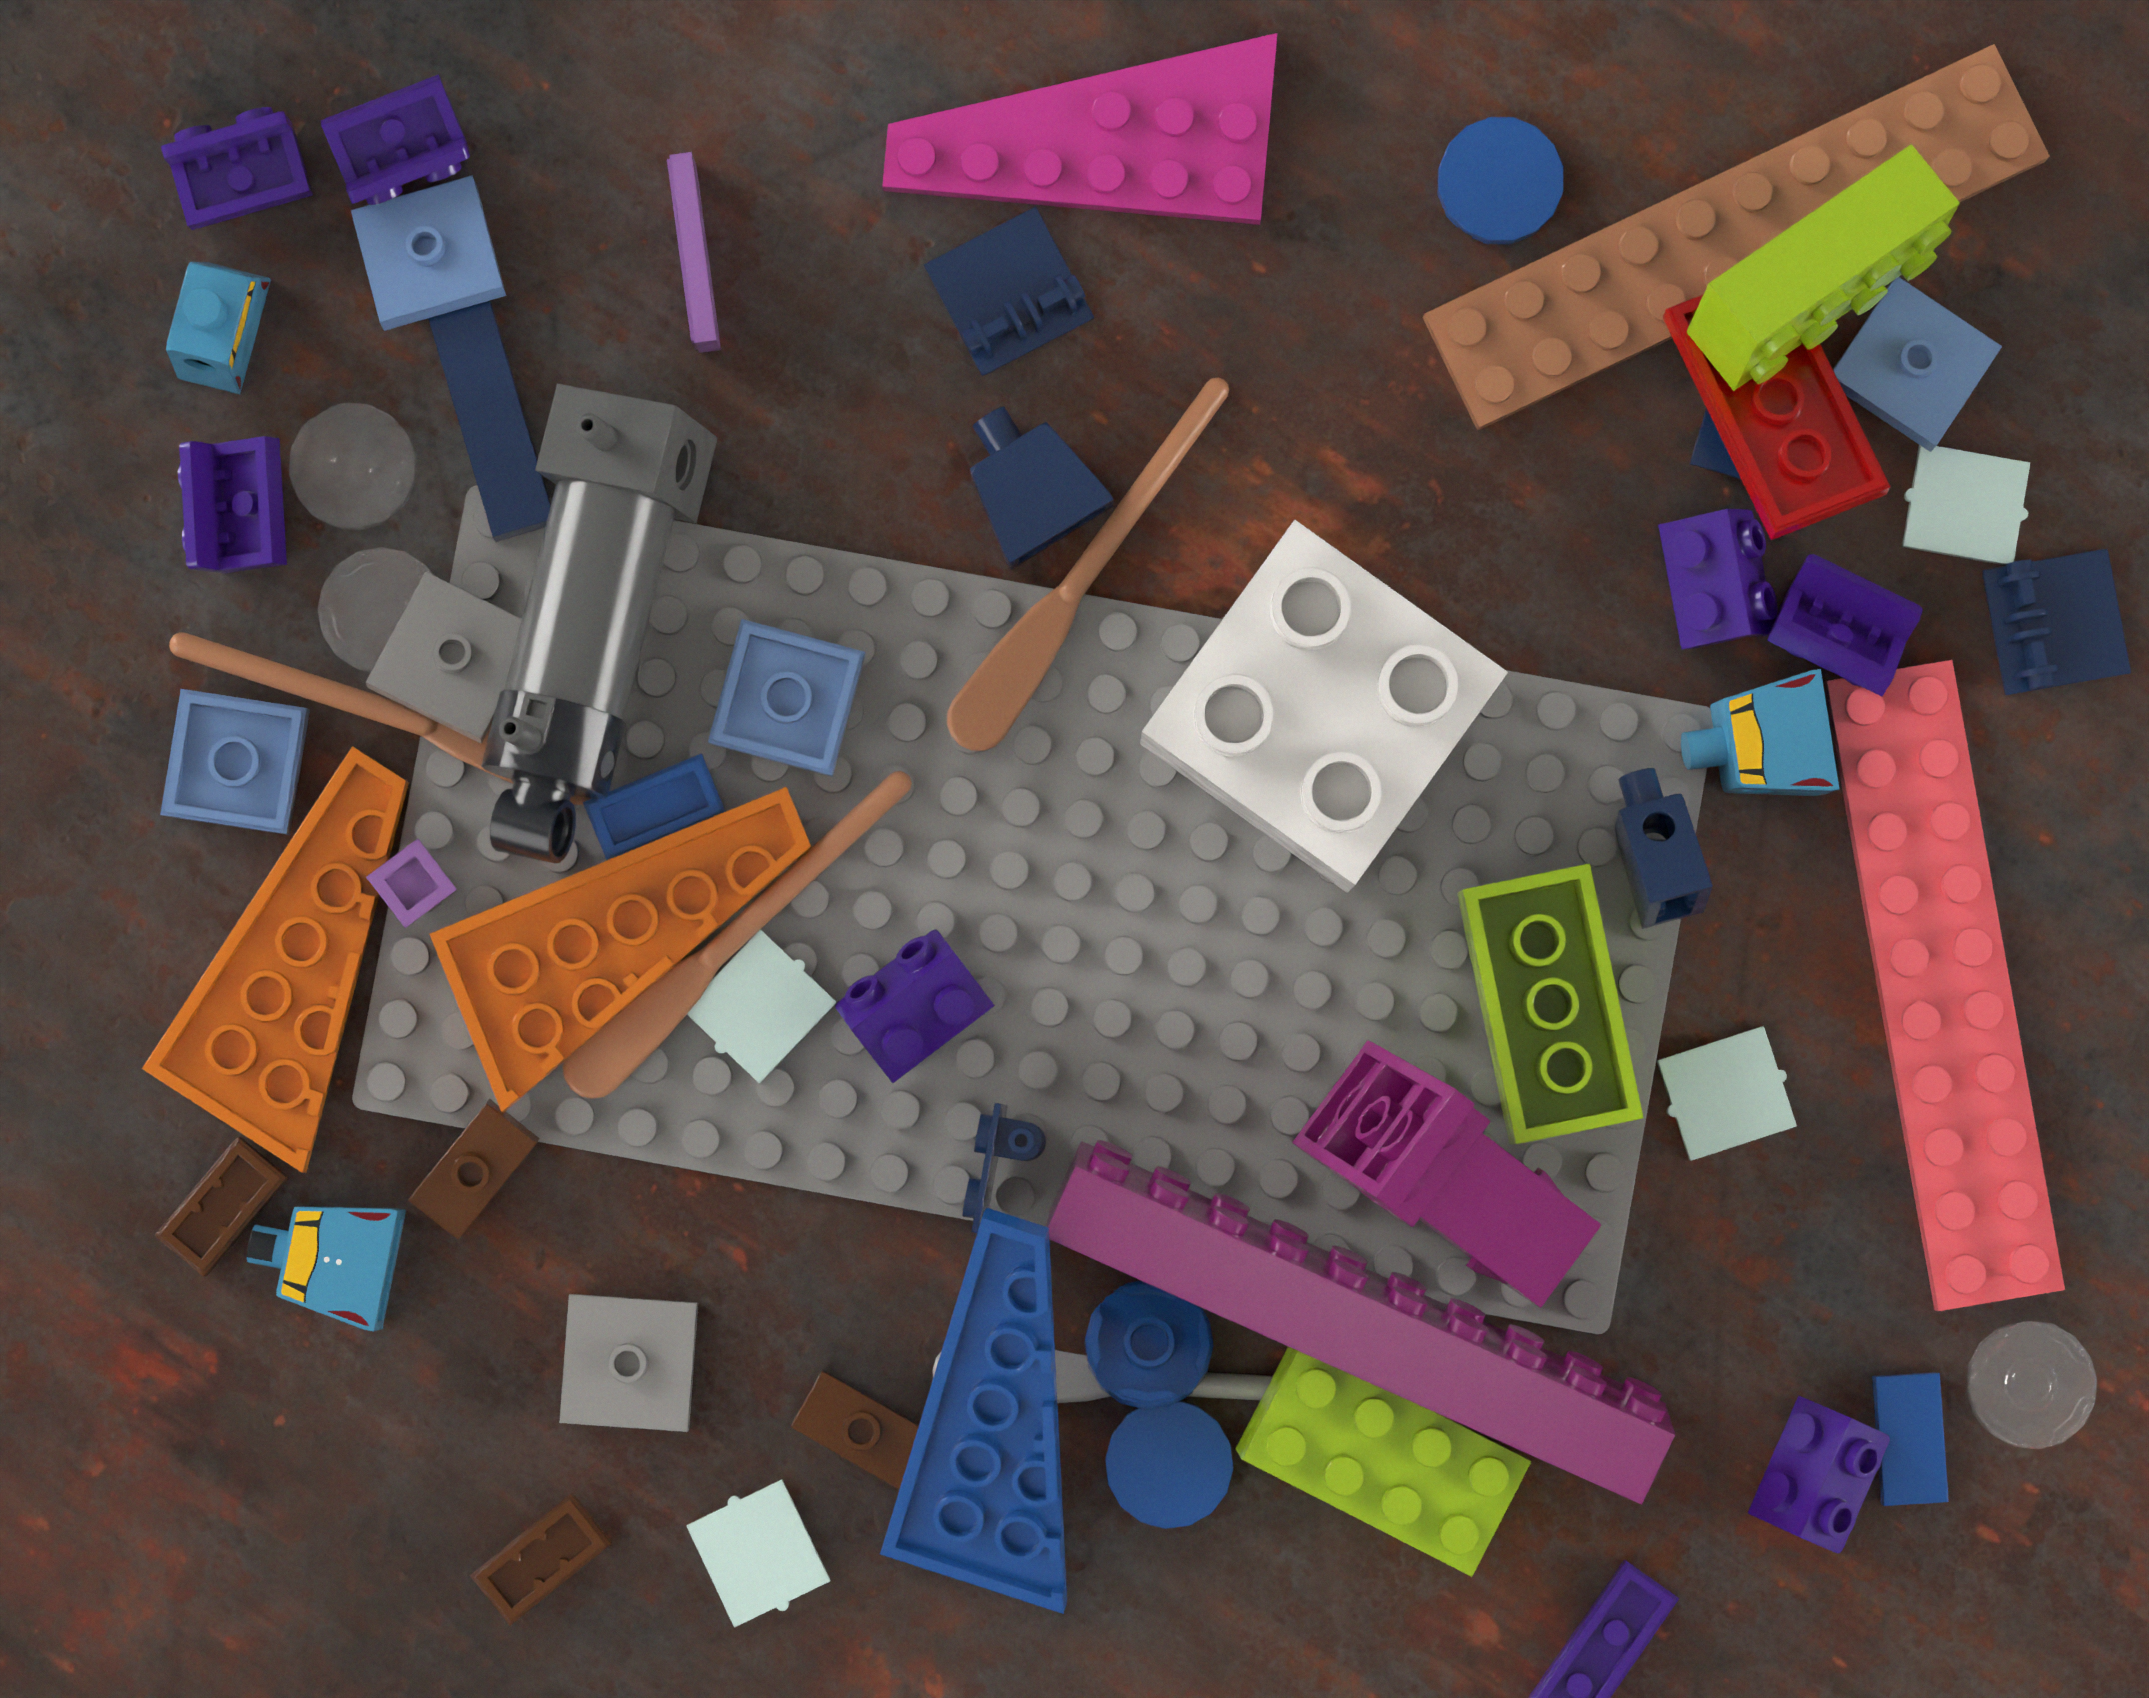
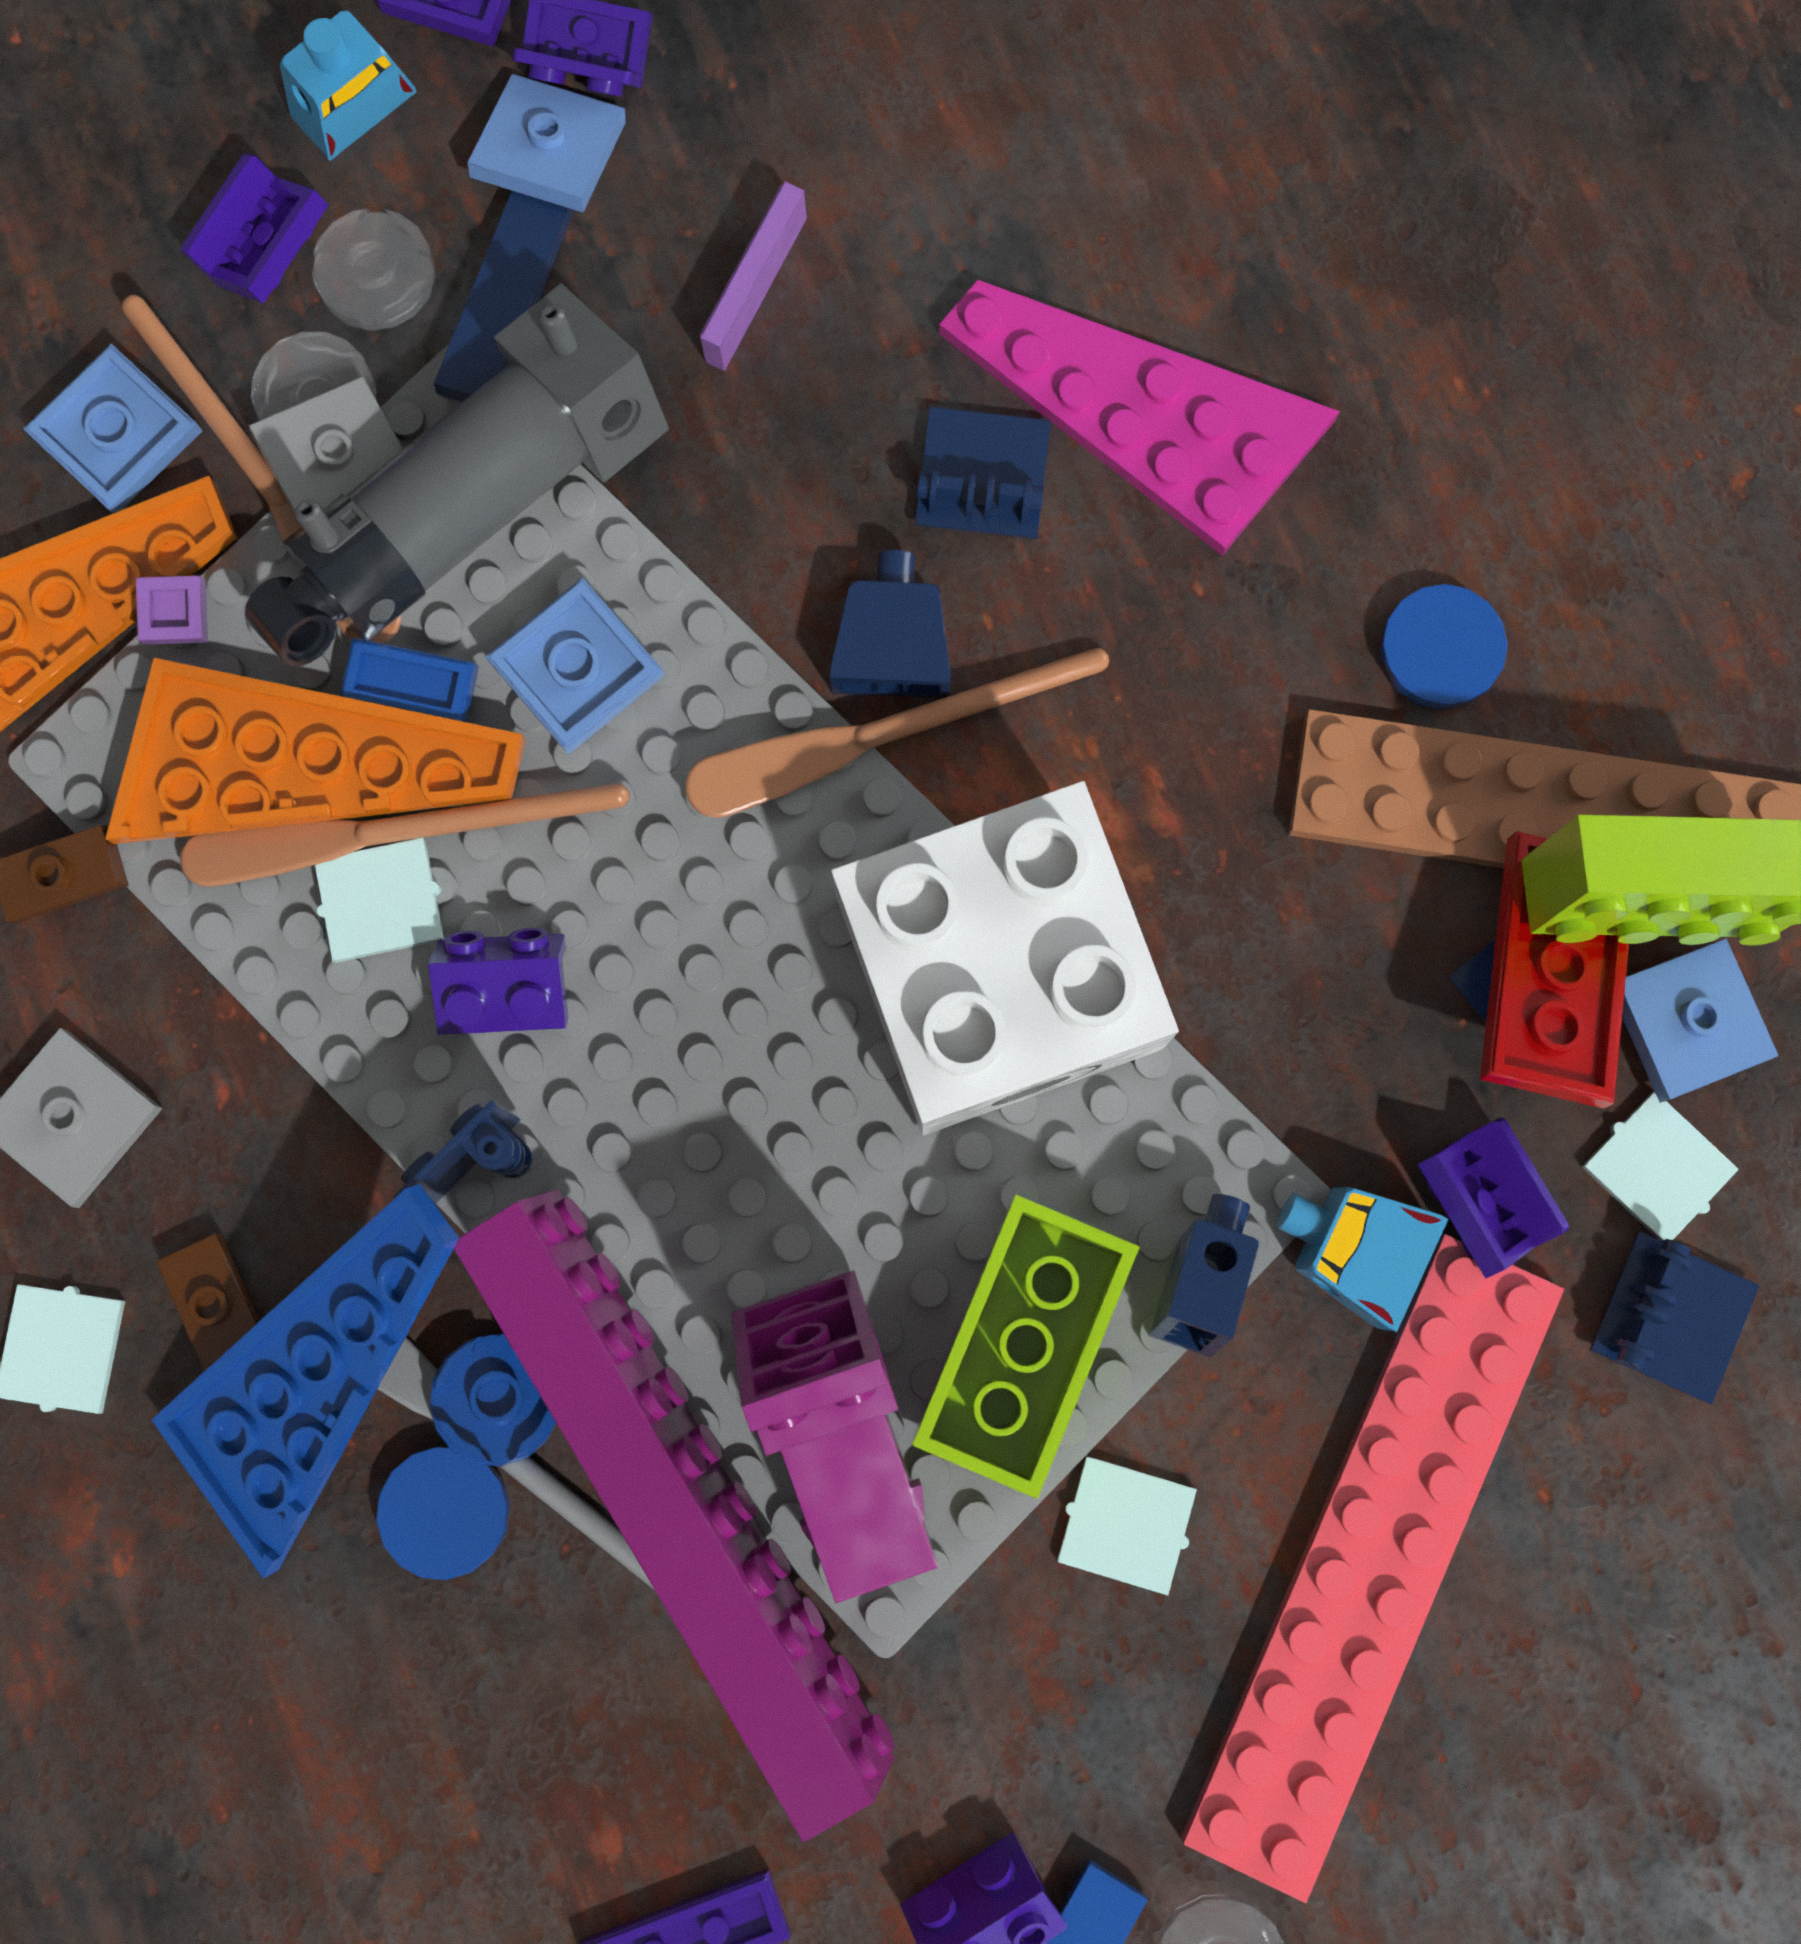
camera: 35 degrees right, 5 degrees down
(1383, 1459) = (611, 1644): lime brick -> none
(1718, 577) = (1409, 1086): dark purple bracket -> none

